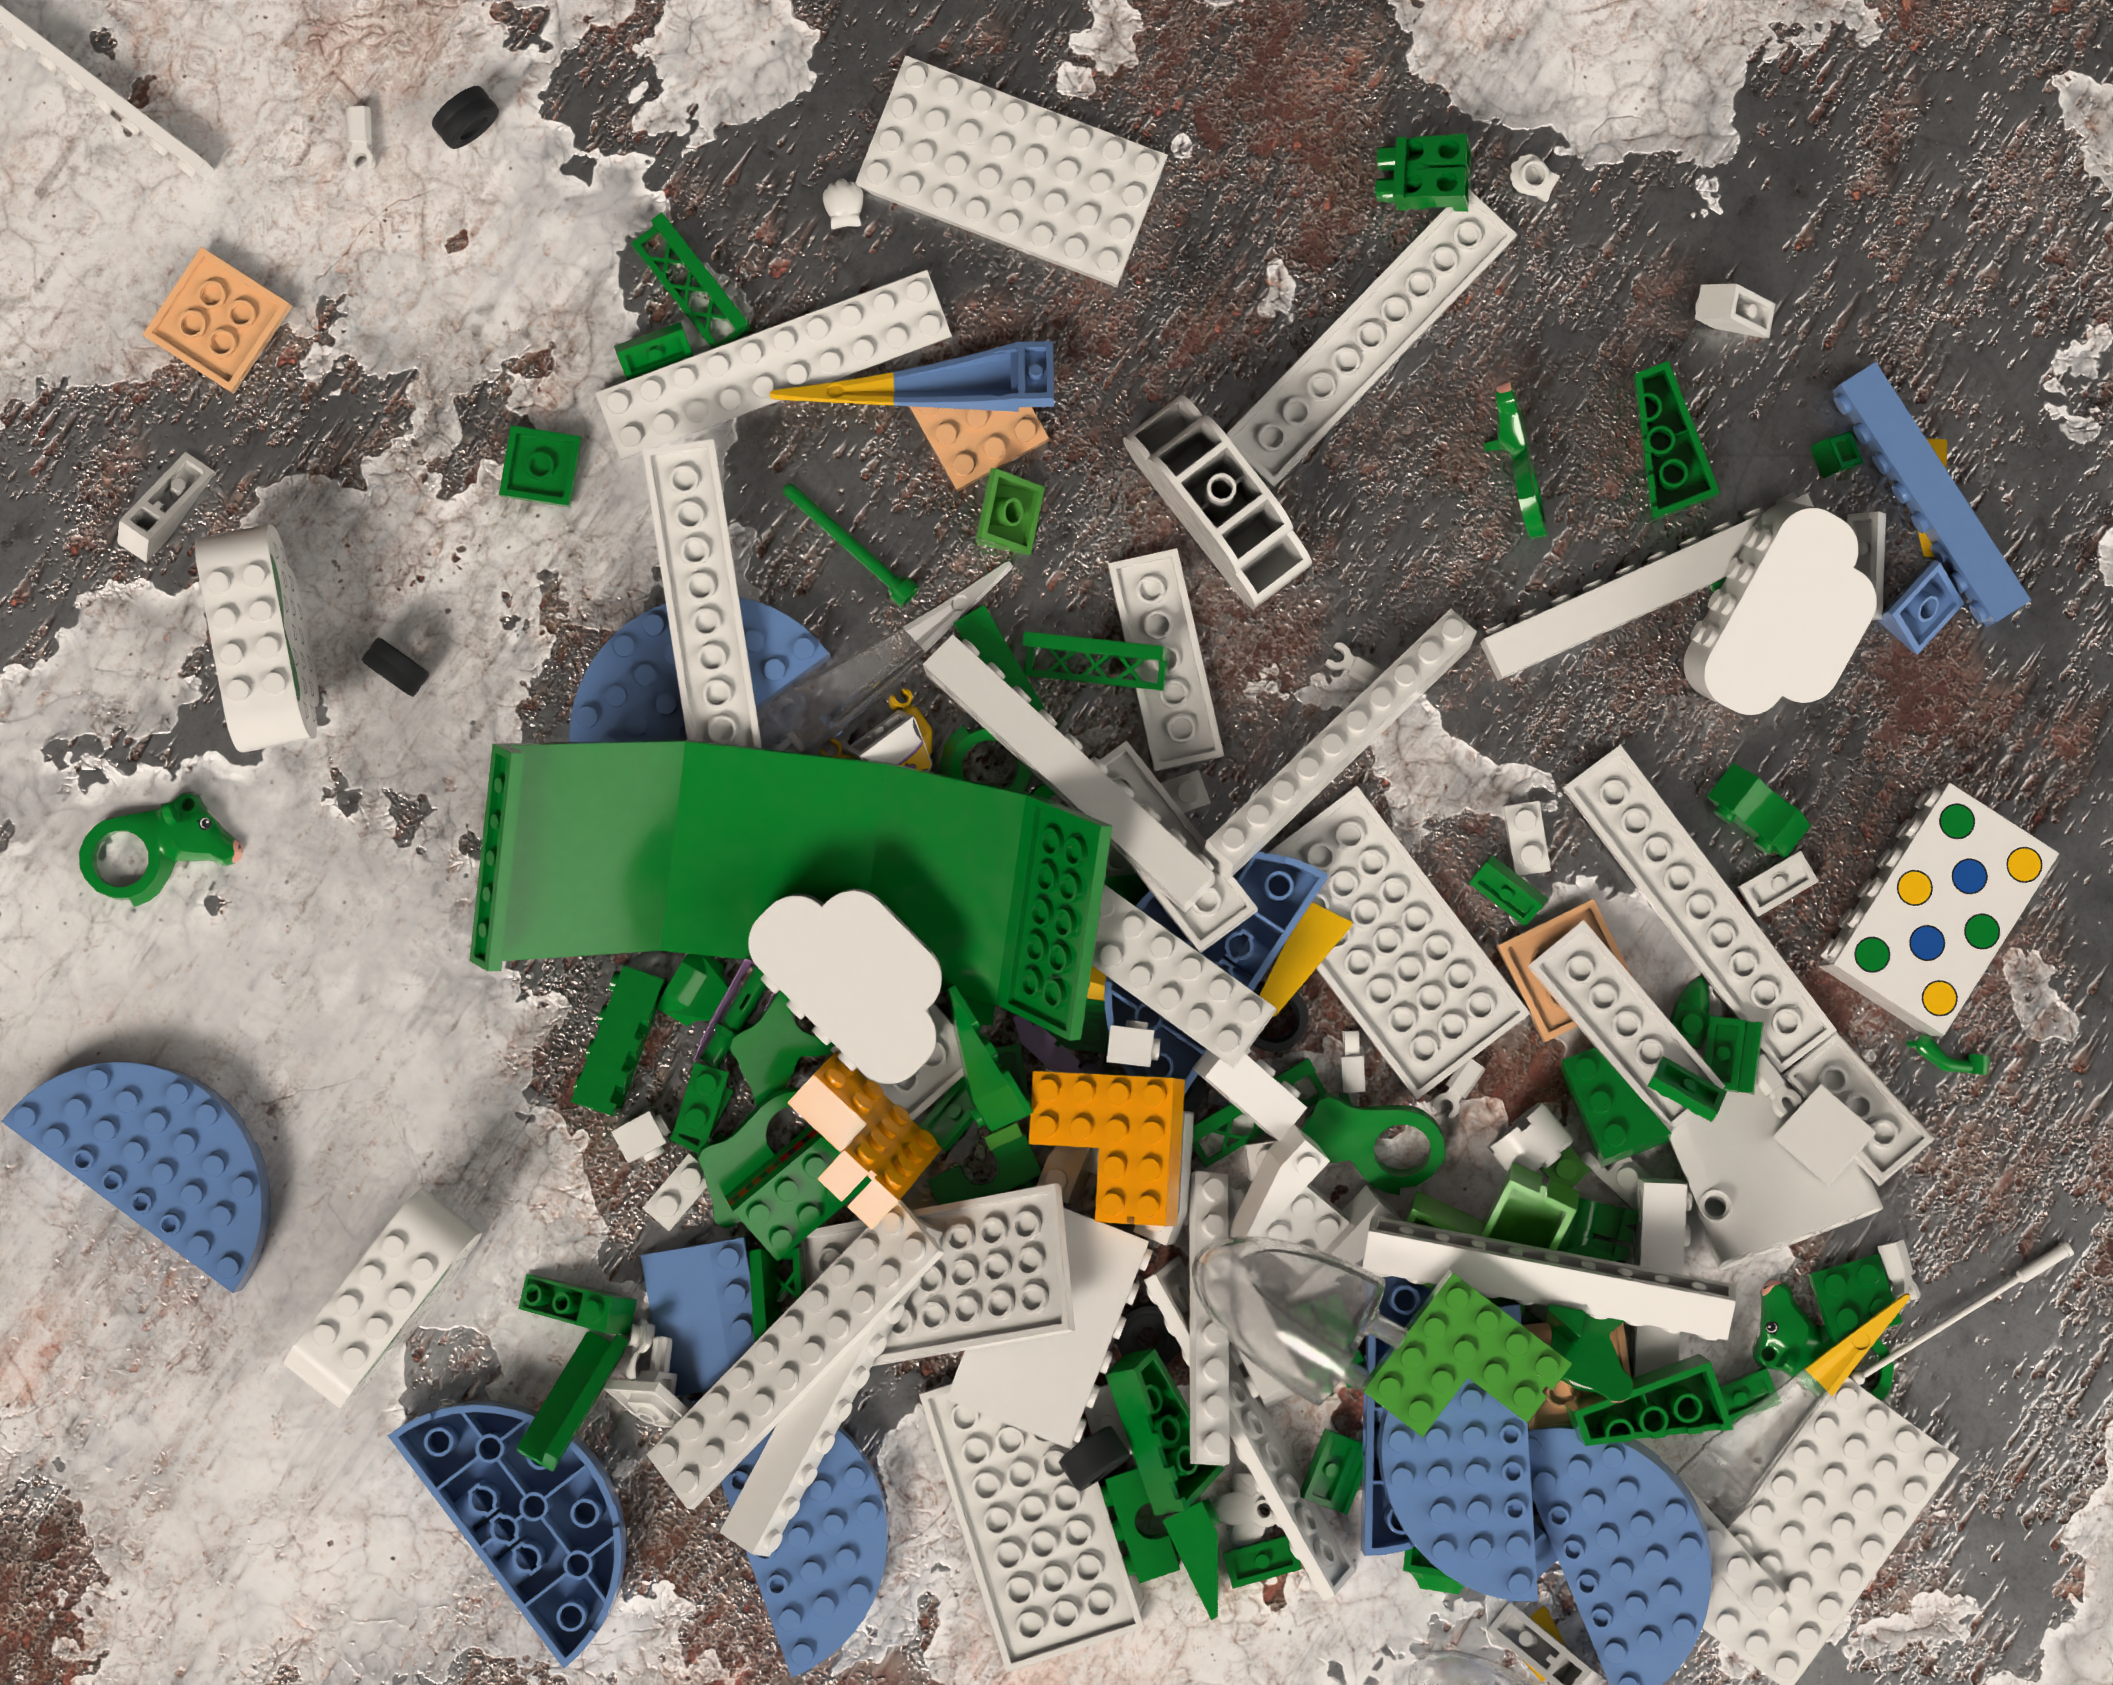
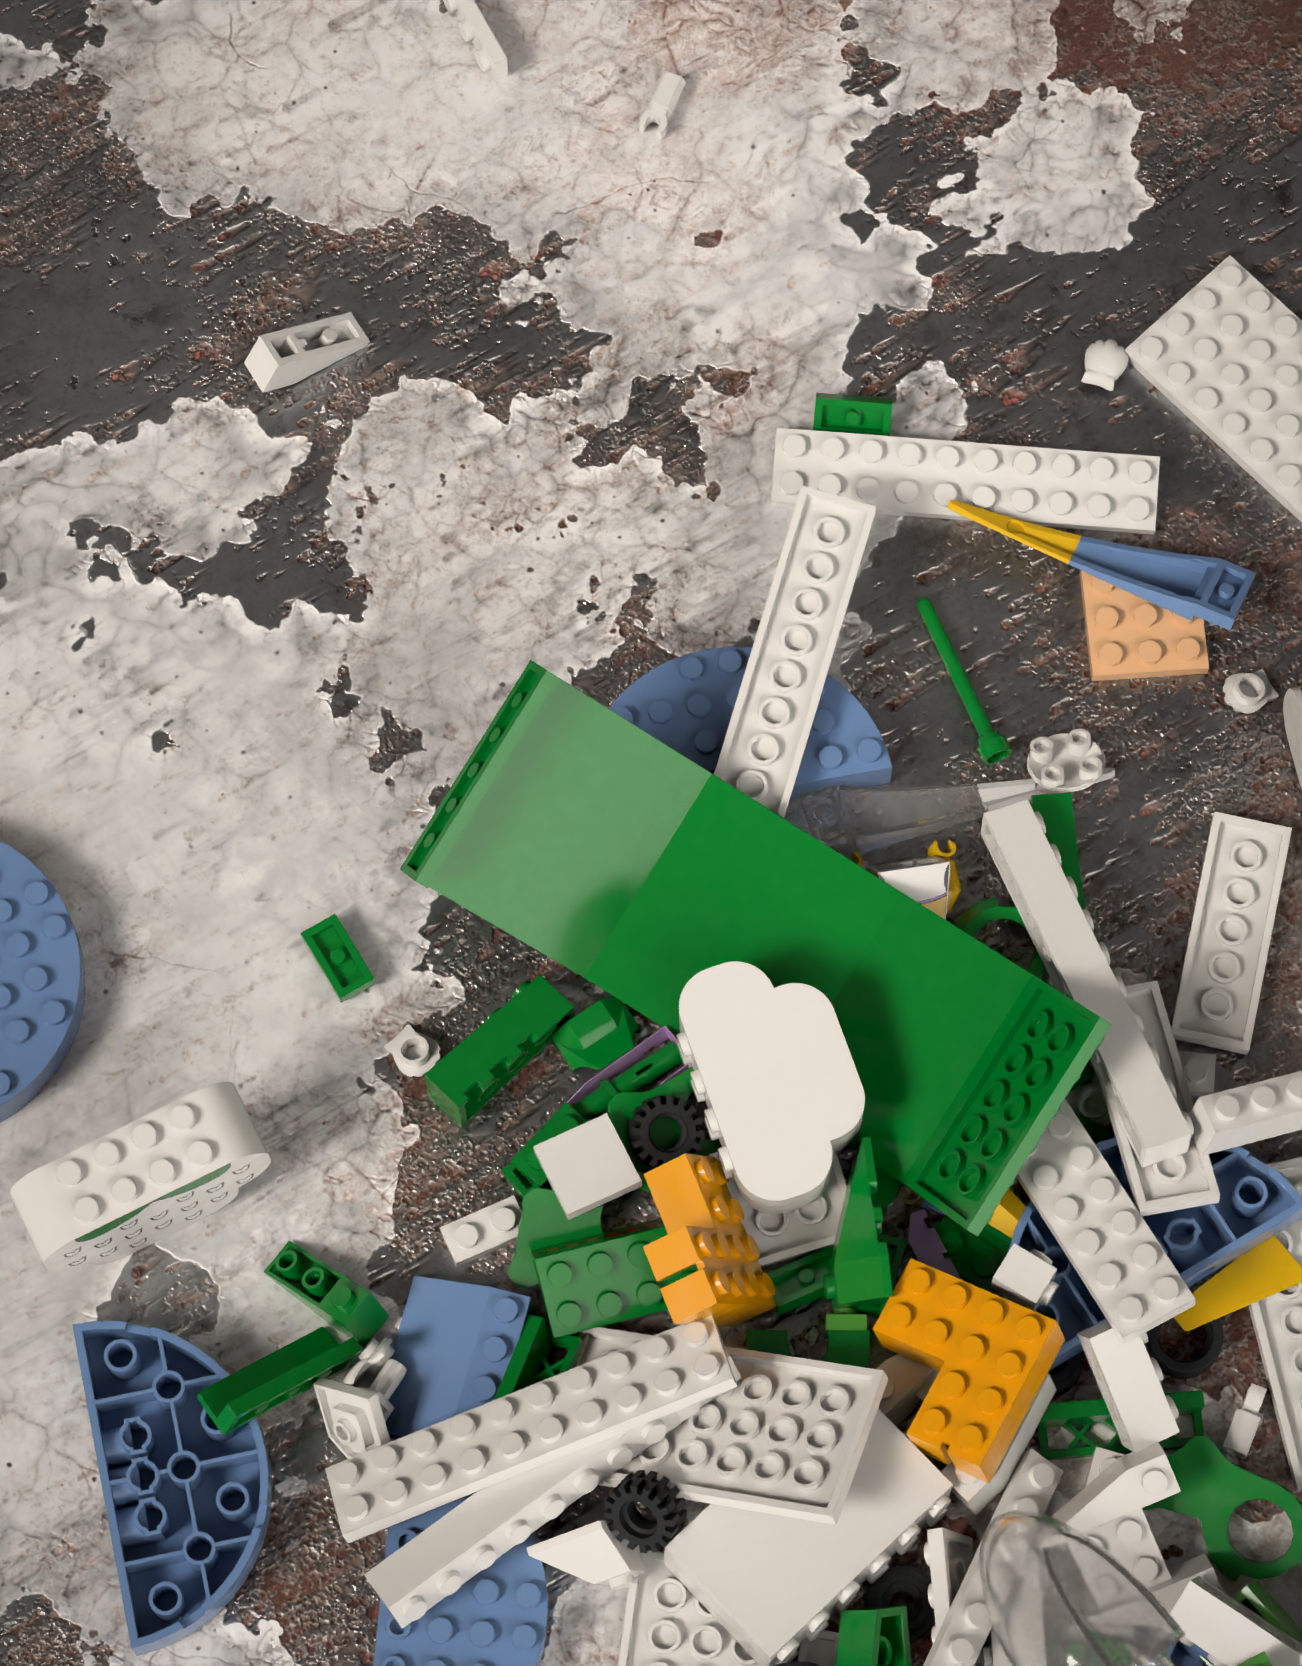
camera: 30 degrees right, 15 degrees down
(171, 834) = (155, 656): green animal -> none
(217, 320) = (443, 207): light nougat plate -> none
(258, 638) = (339, 496): white brick -> none
(395, 667) = (455, 592): black tyre -> none
(451, 1023) = (338, 958): none -> green plate
(465, 117) = (773, 125): black tyre -> none
(540, 466) = (689, 473): green plate -> none
(551, 1073) = (413, 1052): none -> white animal
(643, 1137) = (475, 1156): white brick -> none
(699, 273) = (930, 362): green fence -> none
(738, 1111) = (587, 1166): none -> white tile
(772, 1036) = (648, 1113): none -> black tyre
(893, 1420) = (592, 1555): none -> white slope
(917, 1378) = (658, 1498): none -> black tyre
(968, 575) = (1066, 761): none -> white dish
(1009, 513) = (1135, 719): bright green slope -> none
(1090, 443) = (1248, 691): none -> white animal
(1099, 647) = (1167, 884): green fence -> none

